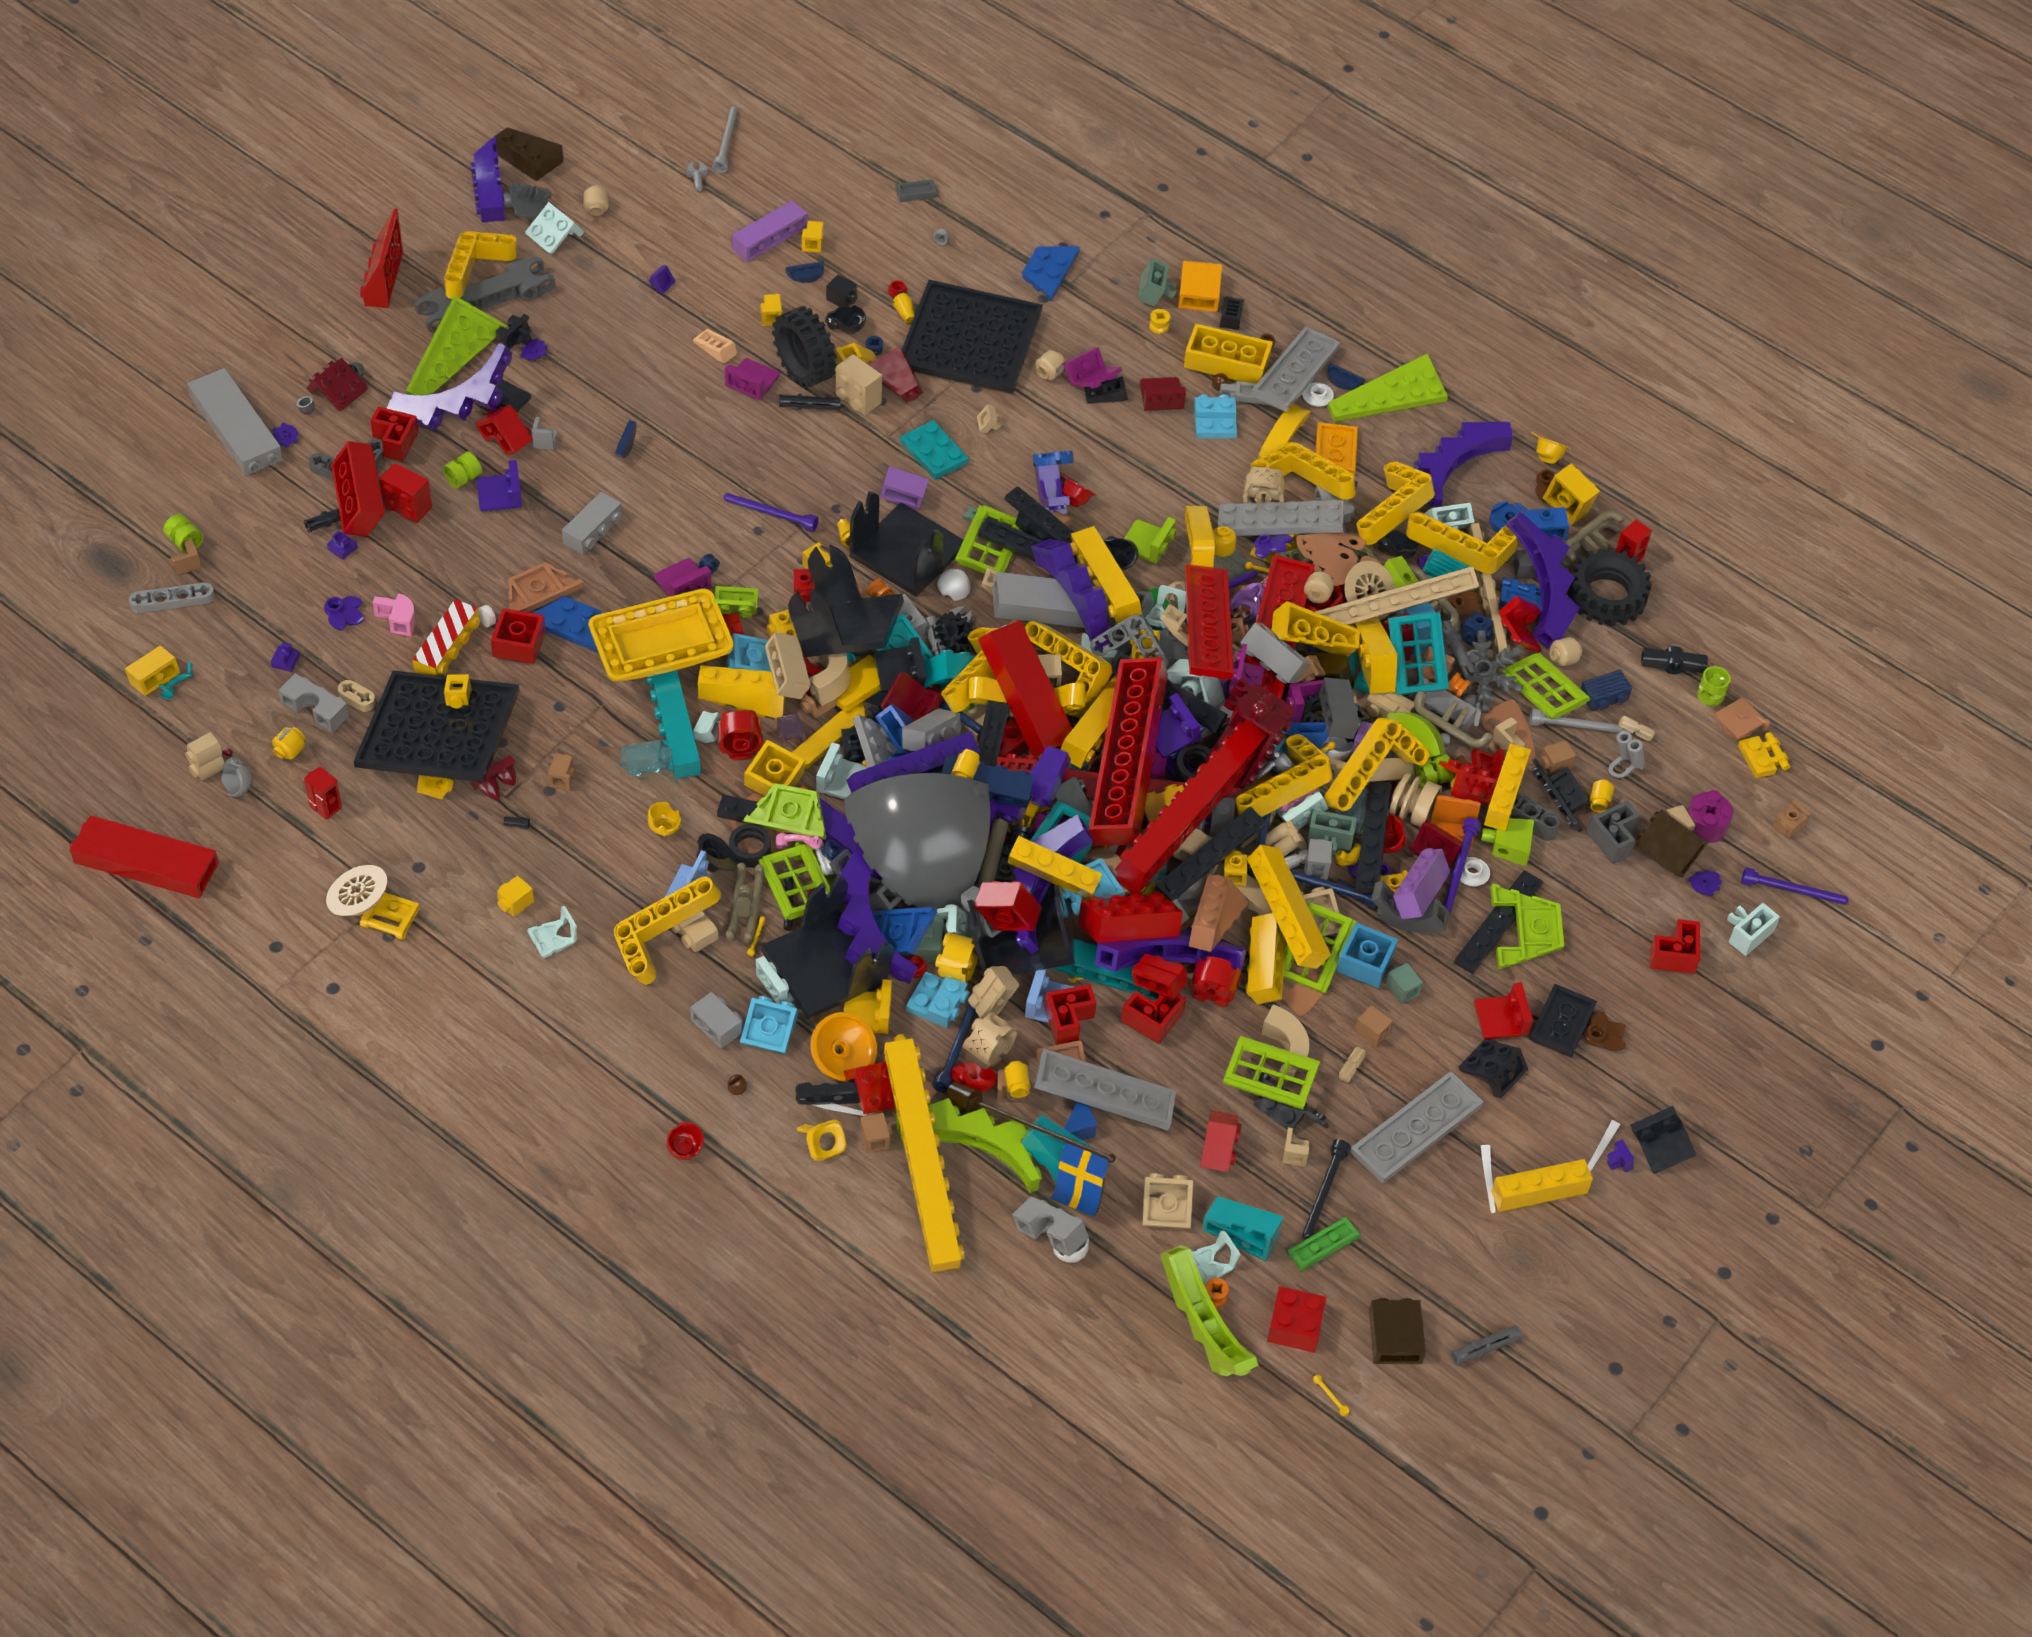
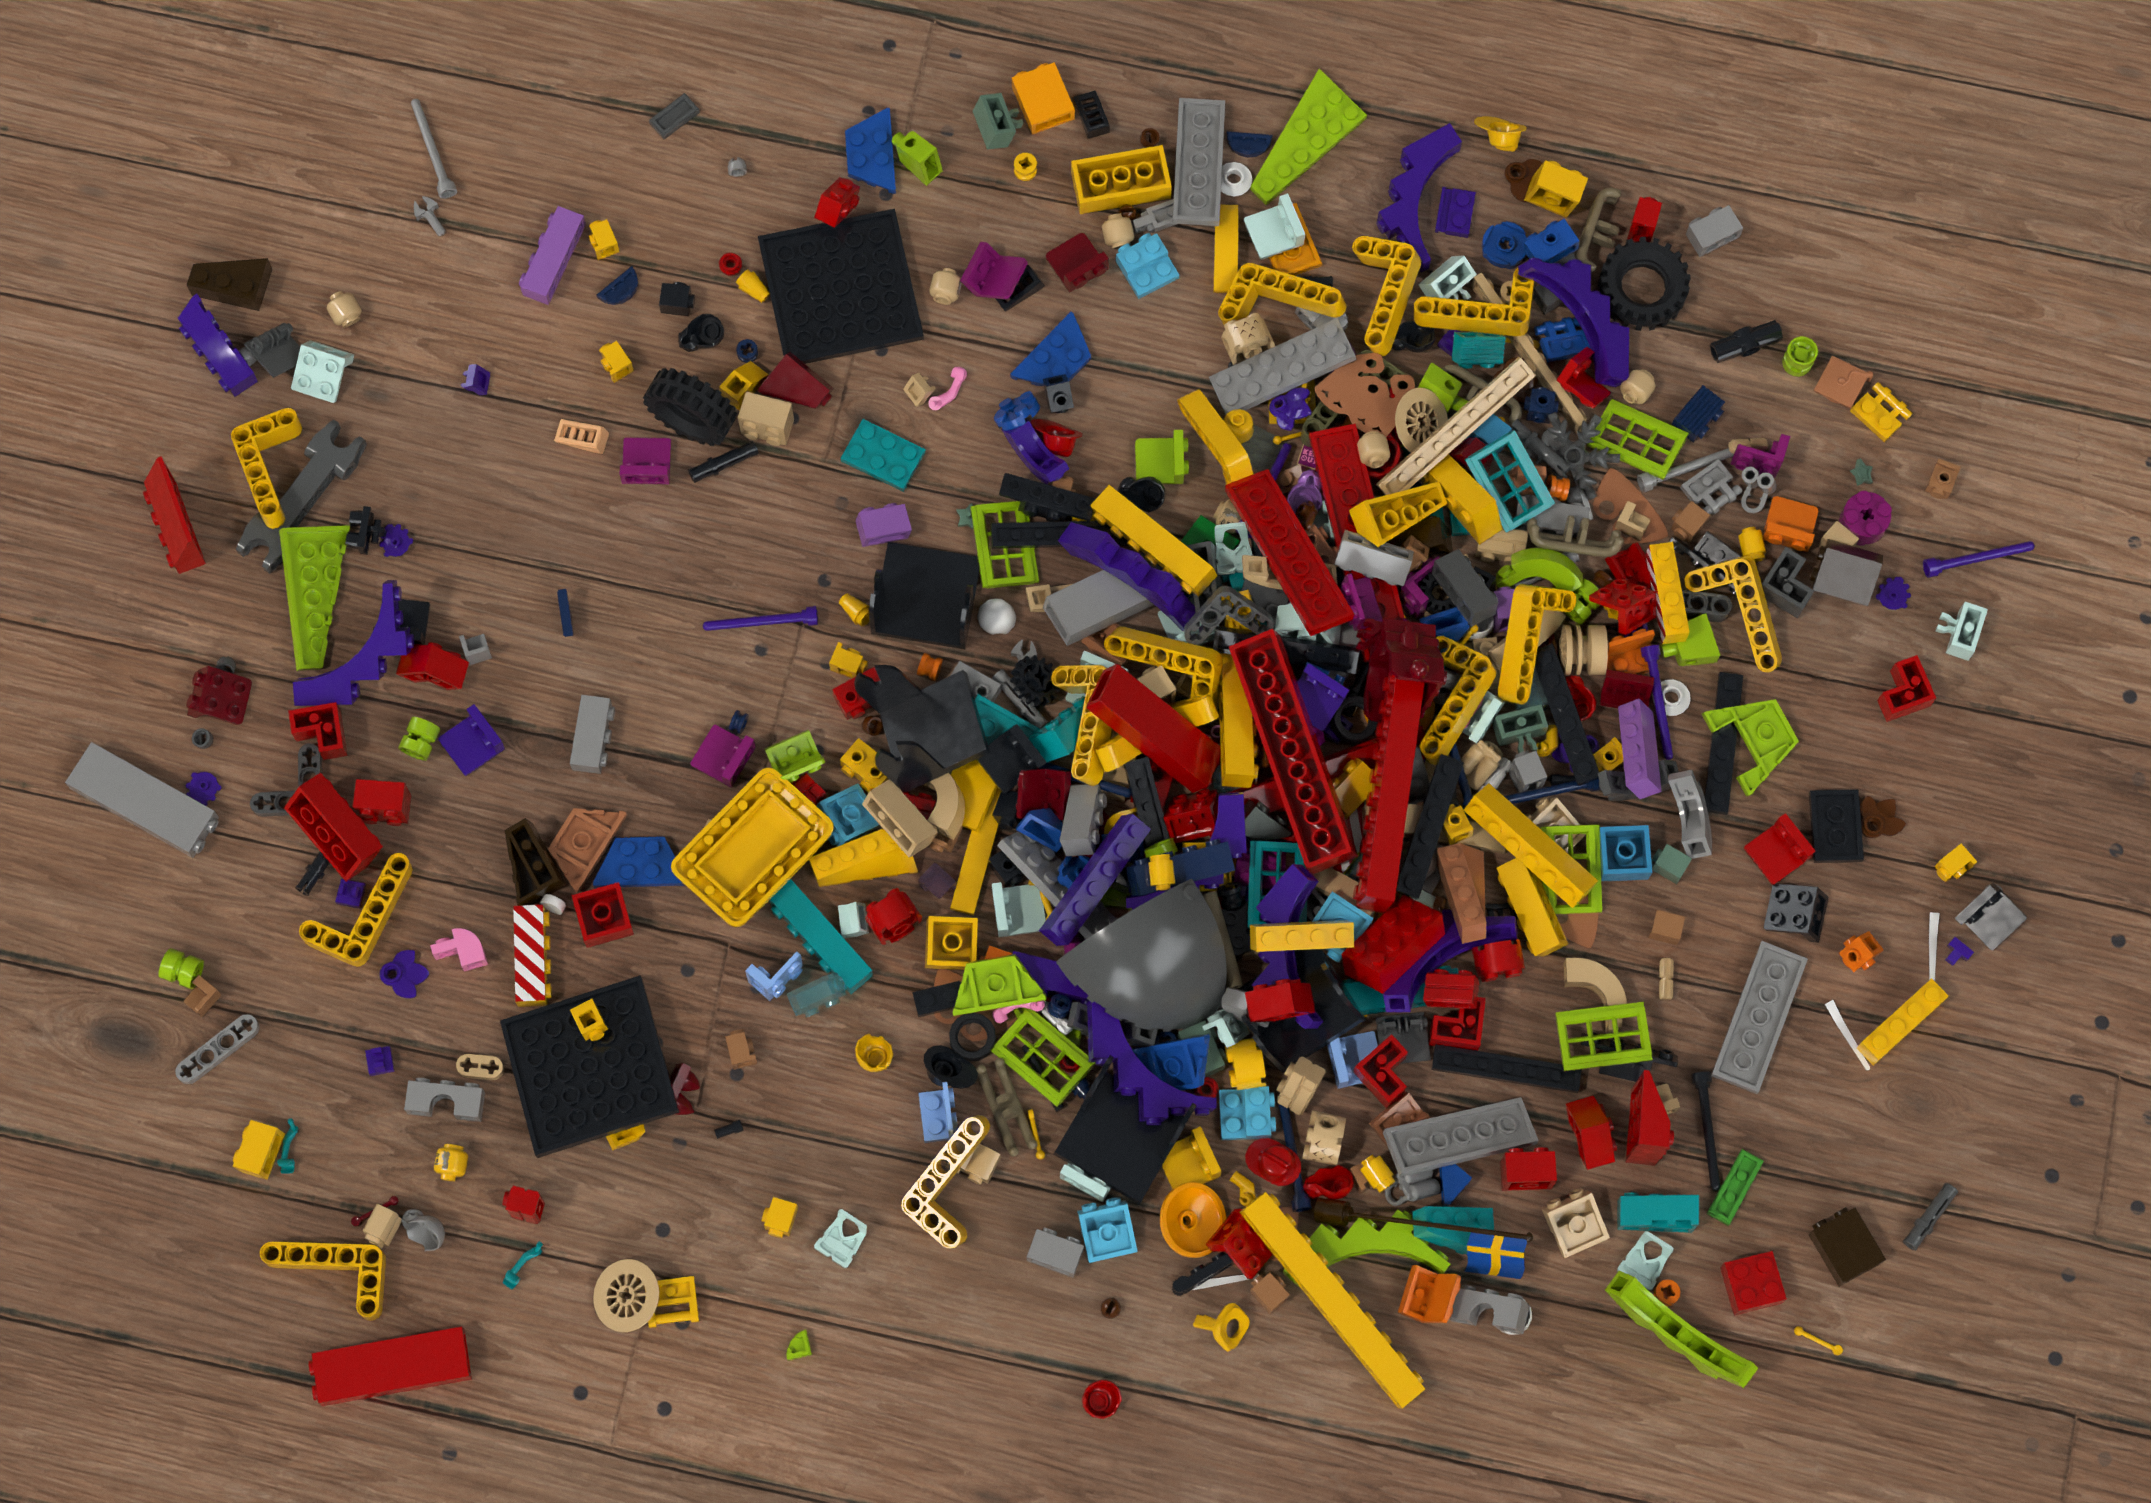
camera: 25 degrees left, 20 degrees up
(175, 776) = (334, 1262): none -> yellow beam
(279, 845) = (511, 1279): none -> teal piece
(345, 565) = (366, 918): none -> yellow beam
(468, 995) = (799, 1346): none -> lime tile
(488, 580) = (531, 864): none -> dark brown wedge
(623, 732) = (775, 986): none -> light blue bracket
(938, 1042) = (1273, 1162): none -> red piece
(1001, 279) = (837, 202): none -> red brick
(1005, 1194) = (1429, 1295): none -> orange bracket
(1025, 425) = (937, 402): none -> bright pink piece
(1047, 1105) = (1414, 1187): none -> light grey piece
(1081, 274) = (918, 156): none -> lime torso
(1093, 464) = (1058, 393): none -> black brick
(1107, 445) = (1058, 354): none -> blue wing
(1108, 1006) = (1409, 1031): none -> dark grey hinge
(1148, 1140) = (1528, 1169): none -> red brick
(1176, 1065) = (1505, 1068): none -> black plate
(1206, 384) = (1117, 231): none -> tan head
(1265, 1147) = (1648, 1124): none -> red slope
(1330, 433) = (1275, 229): none -> light aqua bracket
(1444, 953) = (1693, 814): none -> light grey arch
(1482, 484) = (1455, 212): none -> dark purple plate
(1533, 1116) = (1860, 951): none -> orange brick
(1572, 825) = (1746, 603): none -> yellow beam
(1589, 739) = (1706, 483): none -> light grey plate
(1642, 794) = (1790, 524): none -> orange bracket
(1652, 739) = (1760, 460): none -> magenta bracket
(1653, 1091) = (1954, 863): none -> yellow brick
(1688, 576) = (1714, 230): none -> light grey brick
(1724, 787) = (1862, 472): none -> sand green piece

